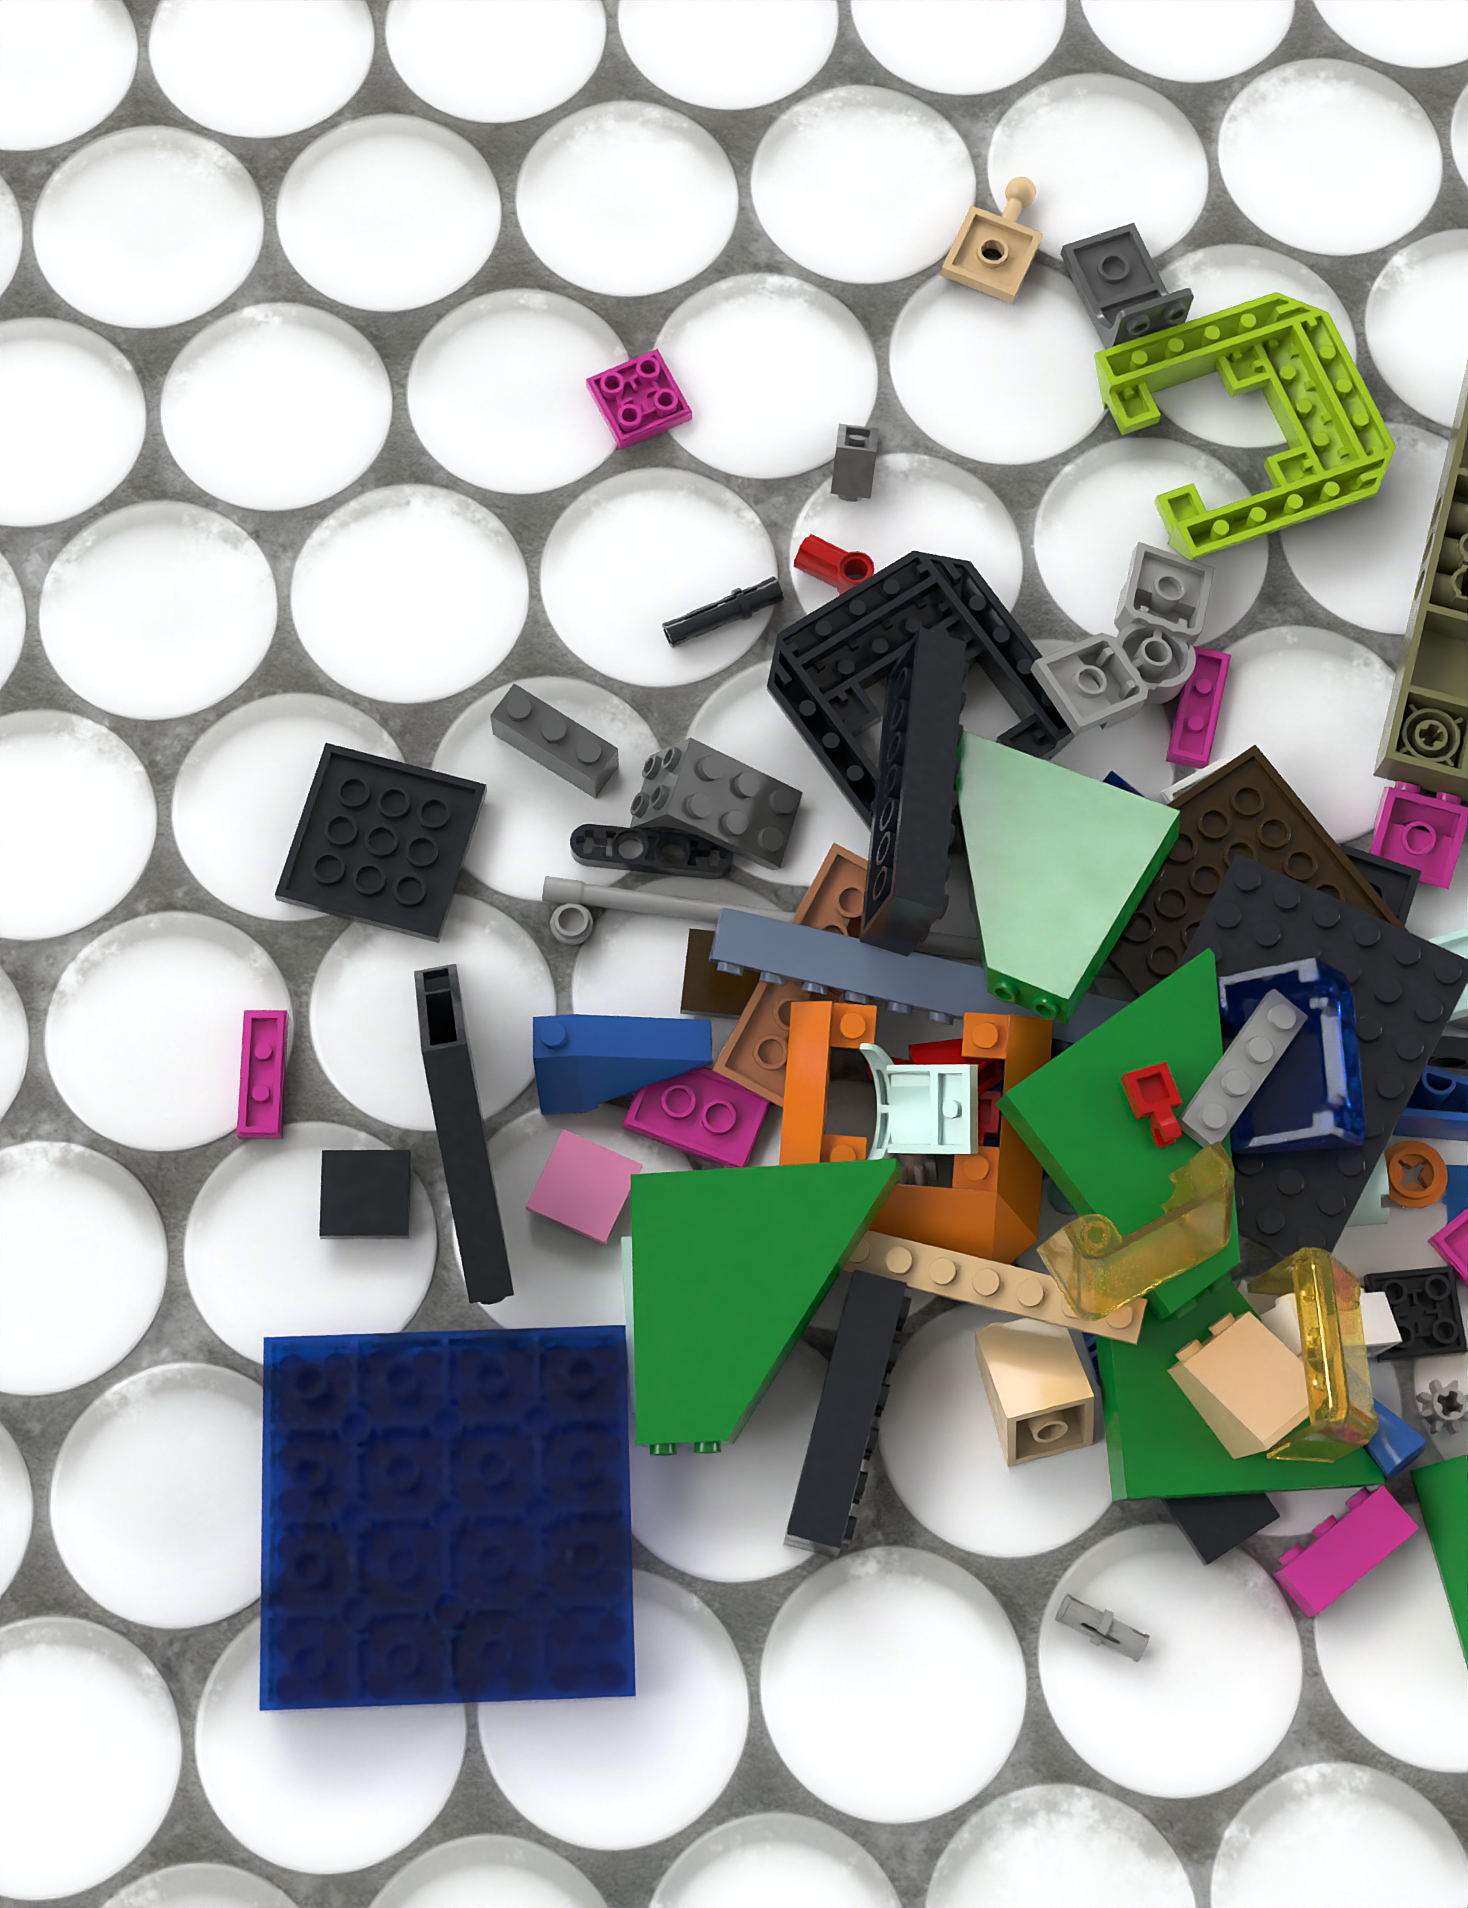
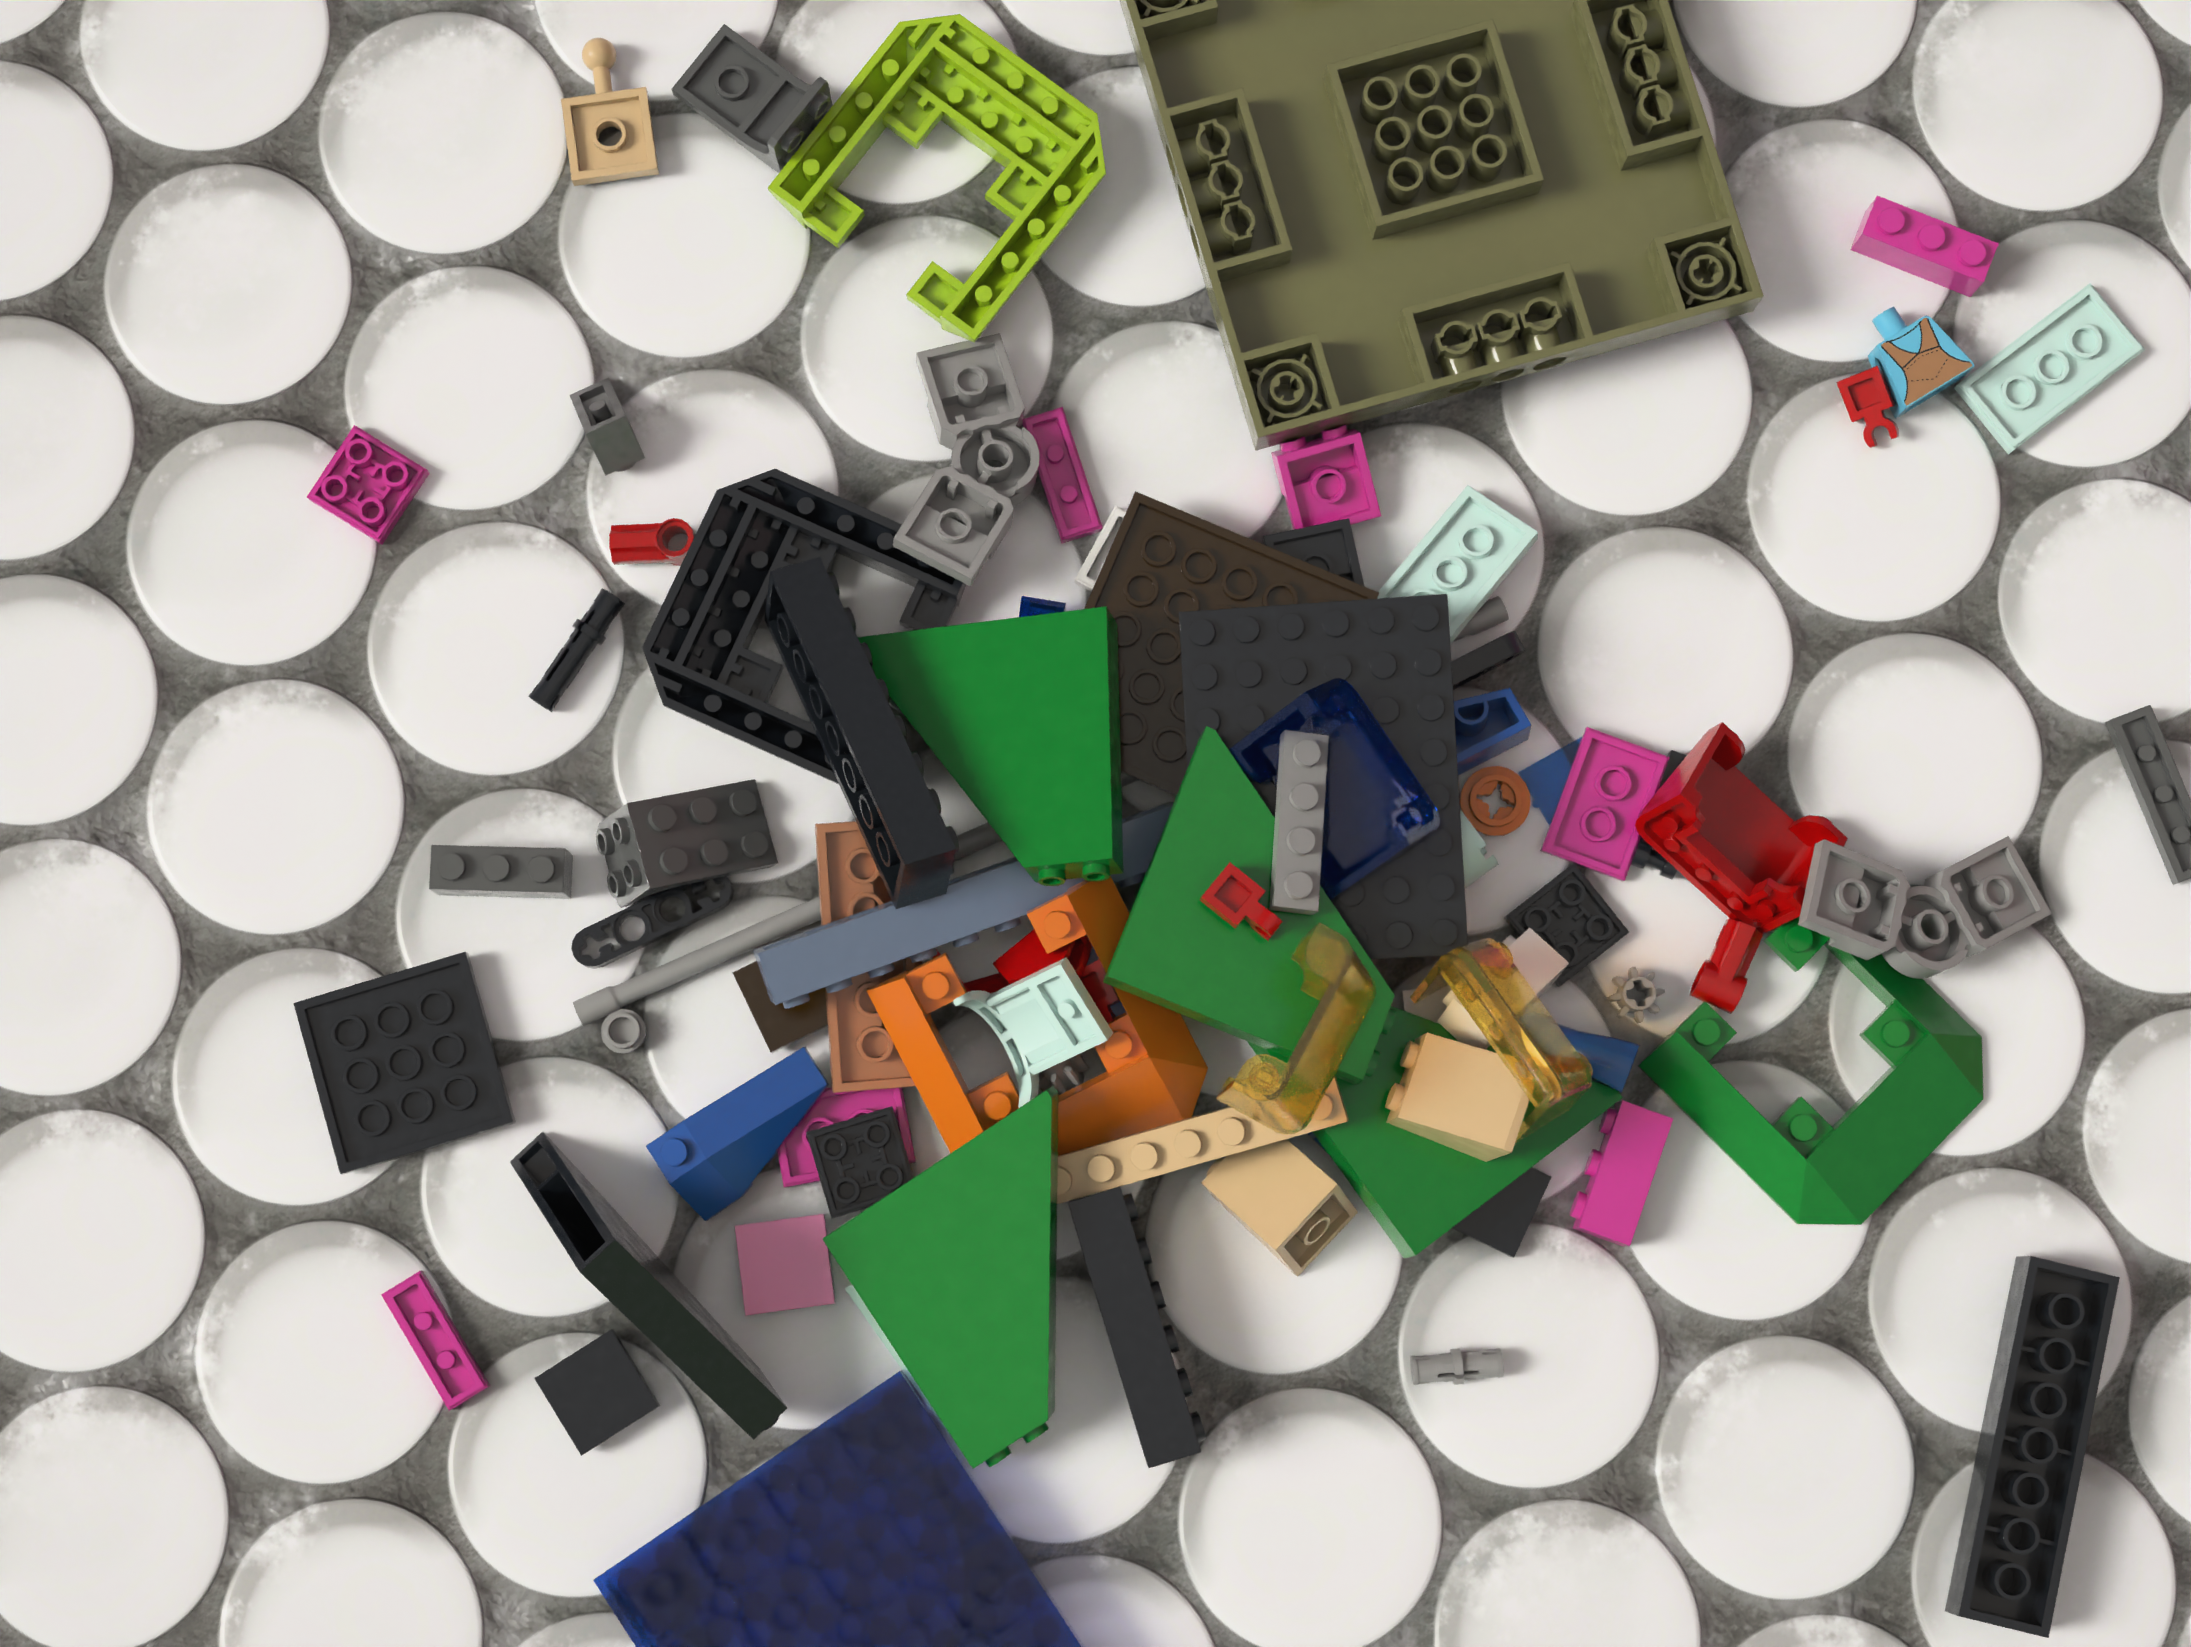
camera: 30 degrees left, 10 degrees up
(699, 1135) = (860, 1160): none -> black tile

